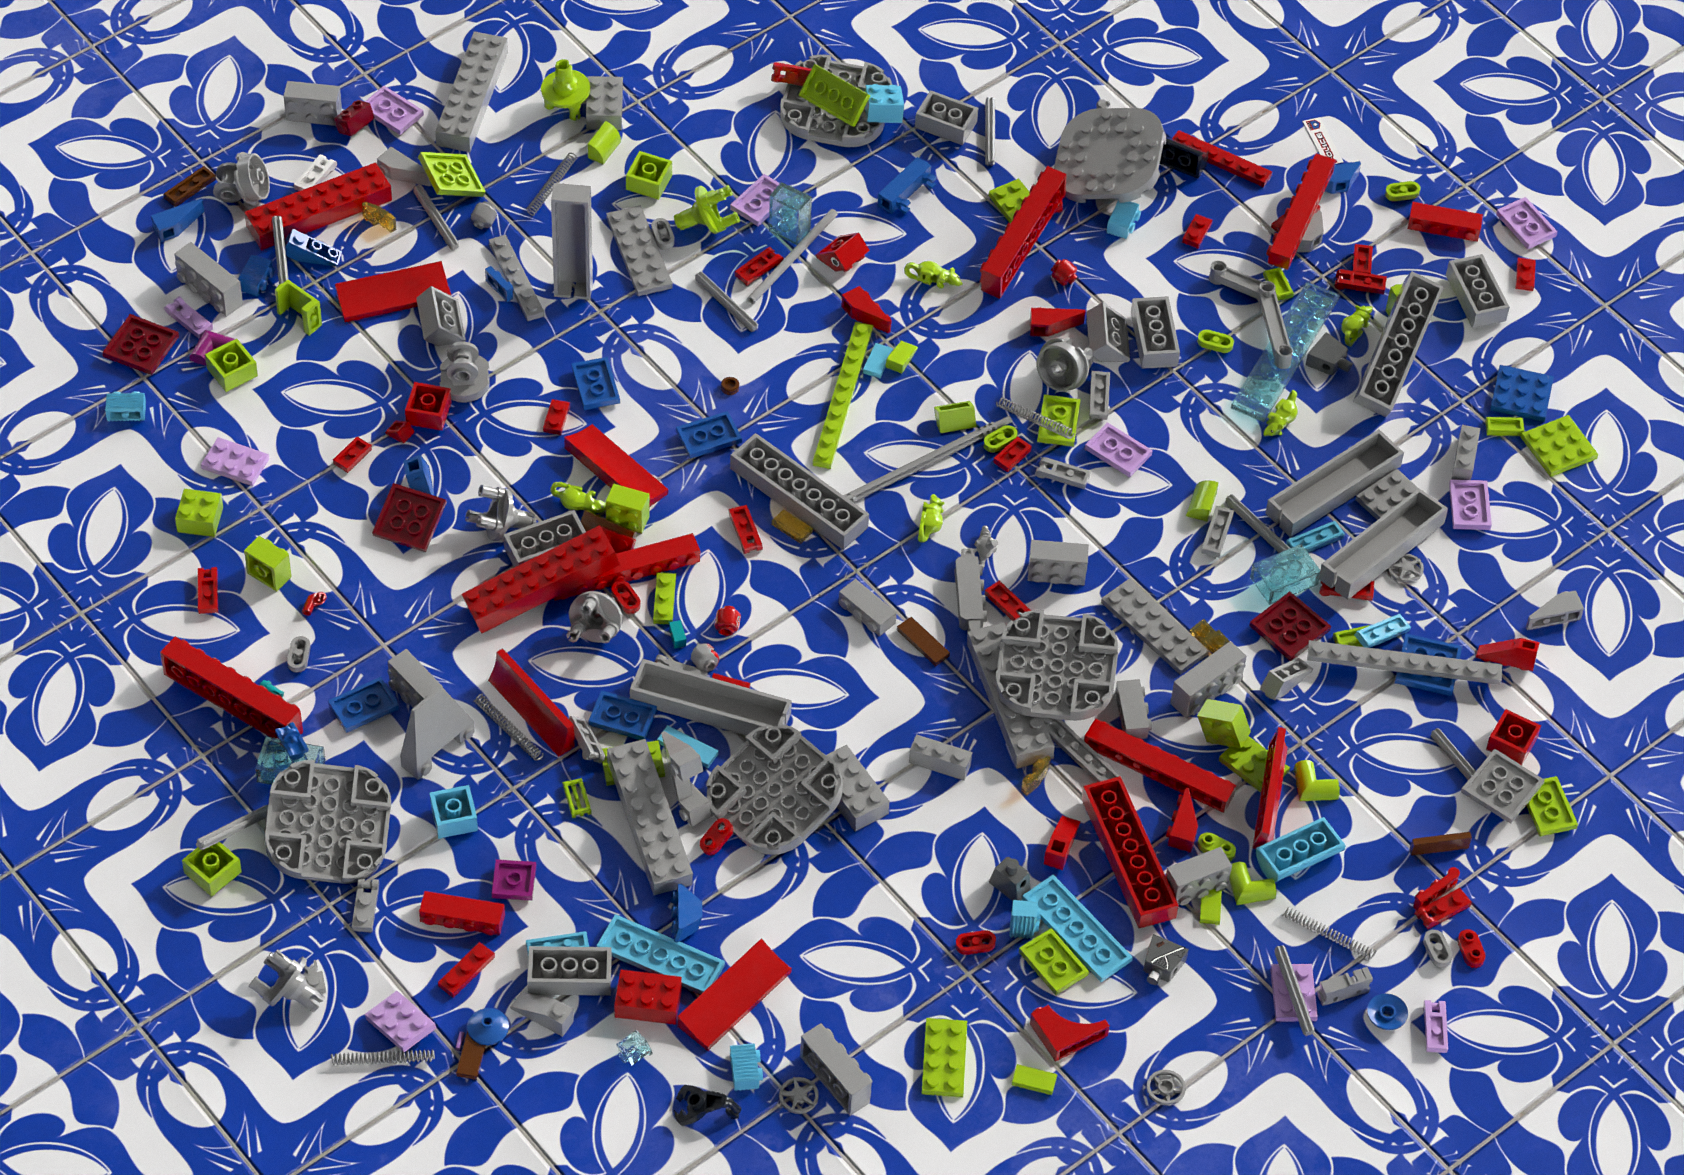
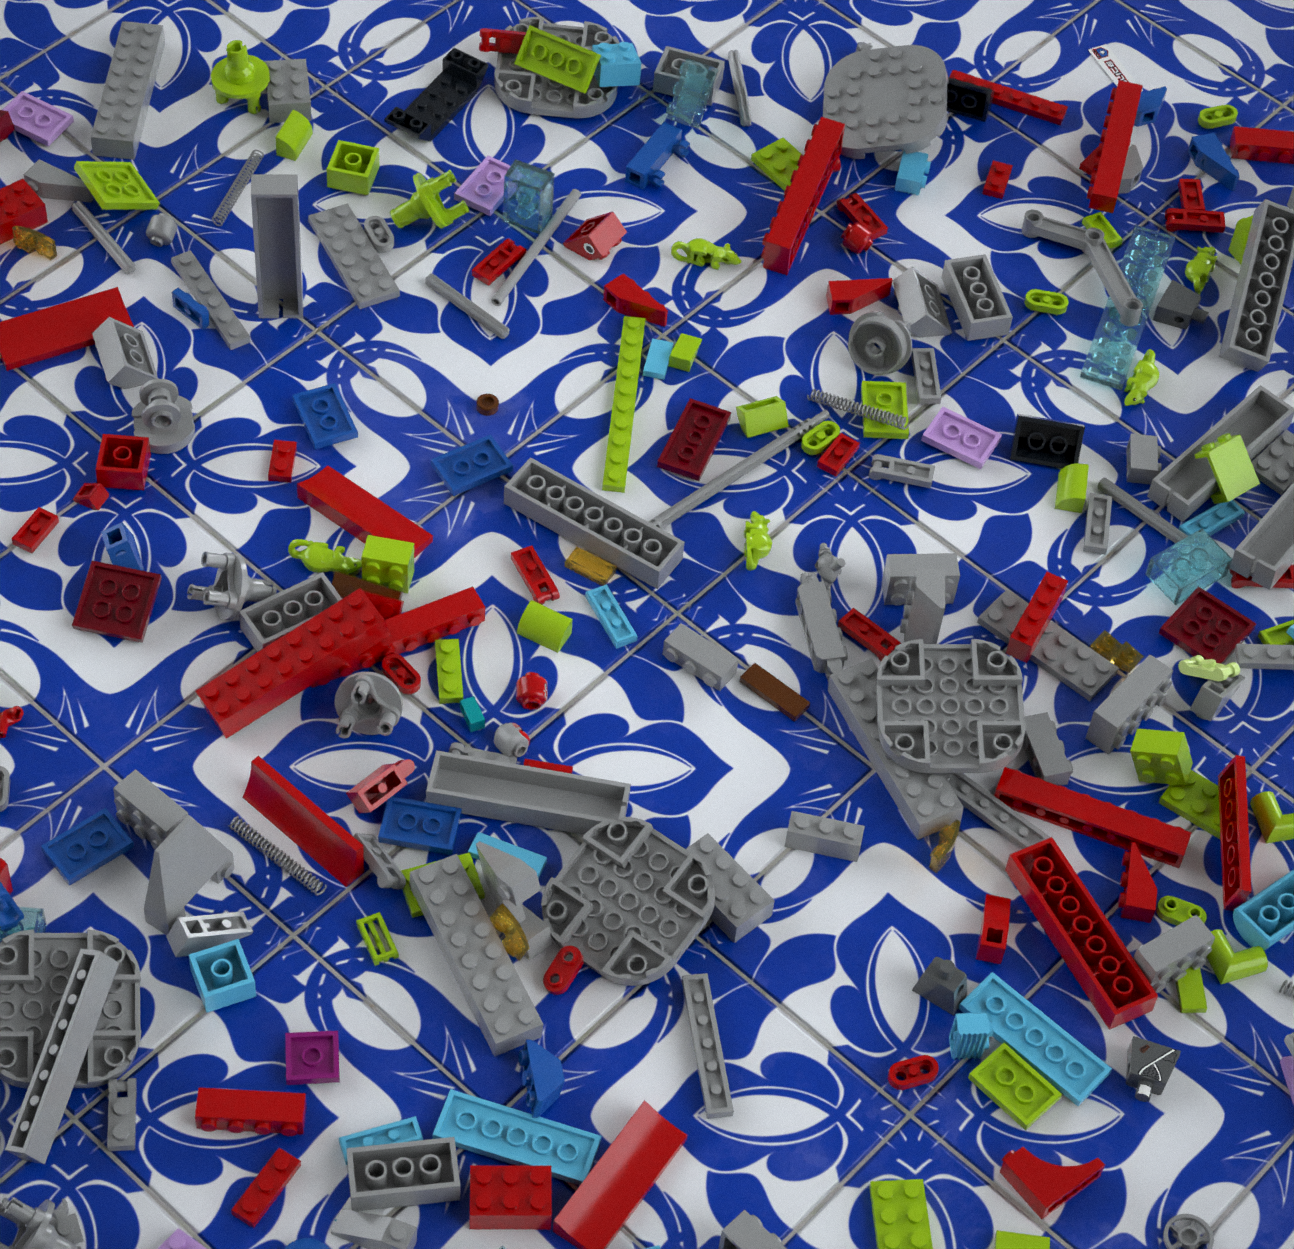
camera: 10 degrees left, 0 degrees up
(325, 855) = (62, 1056): none -> light grey brick
(444, 777) = (206, 931): none -> light grey slope
(596, 681) = (380, 785): none -> brick
(680, 809) = (515, 940): none -> clear yellow slope
(733, 120) = (442, 98): none -> black slope
(746, 570) = (545, 626): none -> lime brick
(802, 568) = (611, 616): none -> medium azure tile
(818, 905) = (707, 1046): none -> light grey plate
(895, 430) = (694, 439): none -> dark red plate
(943, 134) = (691, 93): none -> clear light blue brick
(1052, 583) = (924, 606): none -> light grey slope
(1073, 252) = (860, 212): none -> red plate
(1146, 602) = (1036, 617): none -> red brick
(1189, 459) = (1046, 441): none -> black slope
(1267, 481) = (1142, 458): none -> light grey brick
(1280, 658) = (1208, 668): none -> yellowish green plate
(1336, 495) = (1230, 467): none -> lime panel
(1387, 228) = (1211, 157): none -> blue slope

